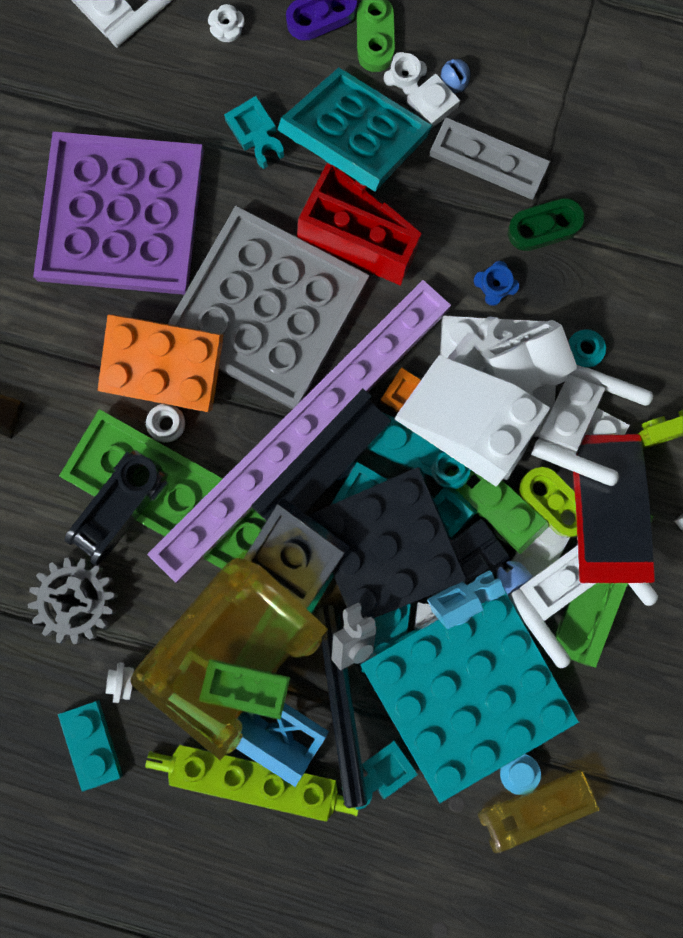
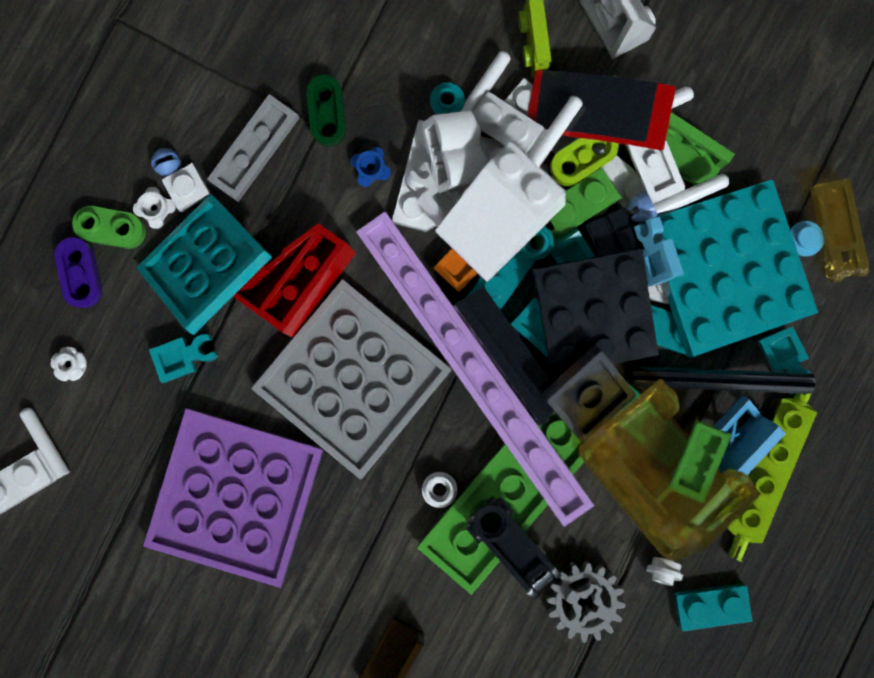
camera: 85 degrees left, 5 degrees up
(160, 362) = (385, 484): orange plate -> none
(356, 640) = (674, 357): light grey plate -> none

